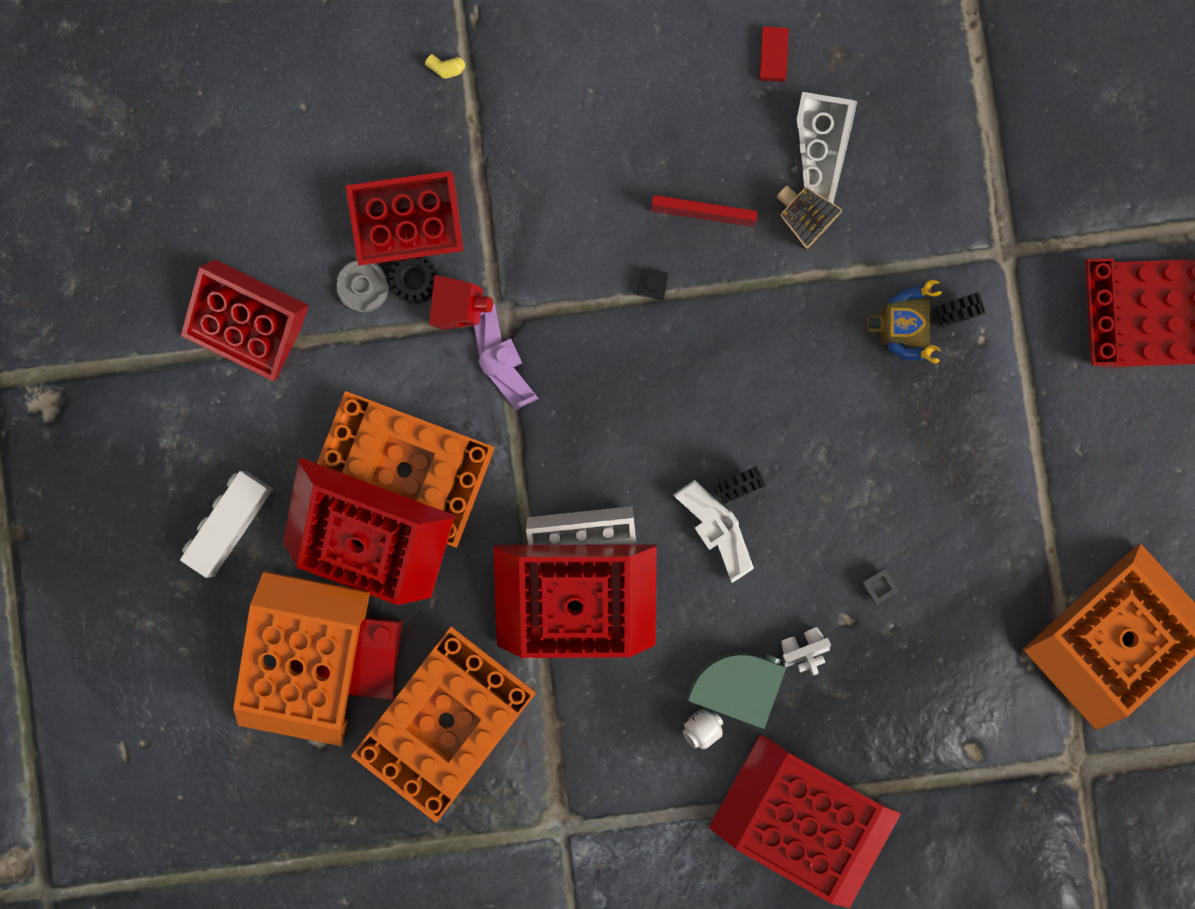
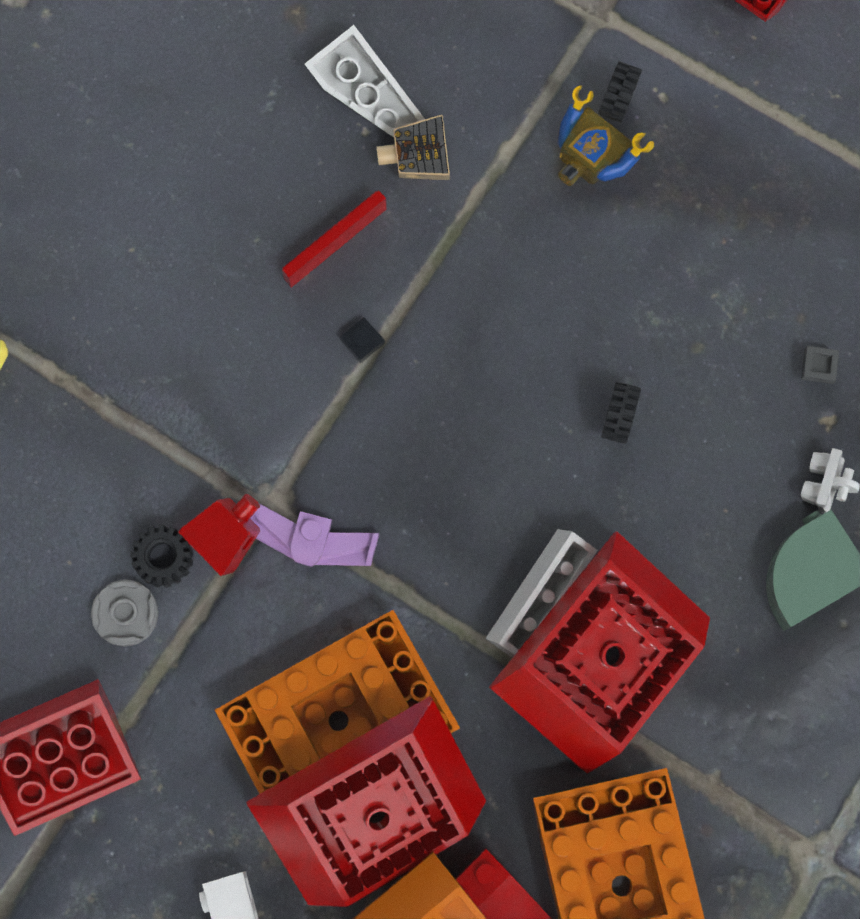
camera: 55 degrees left, 10 degrees down
(405, 218) = (99, 513): red slope -> none
(703, 729) = (828, 638): white head -> none
(717, 528) = (644, 467): white plate -> none
(773, 54) = (245, 64): red tile -> none

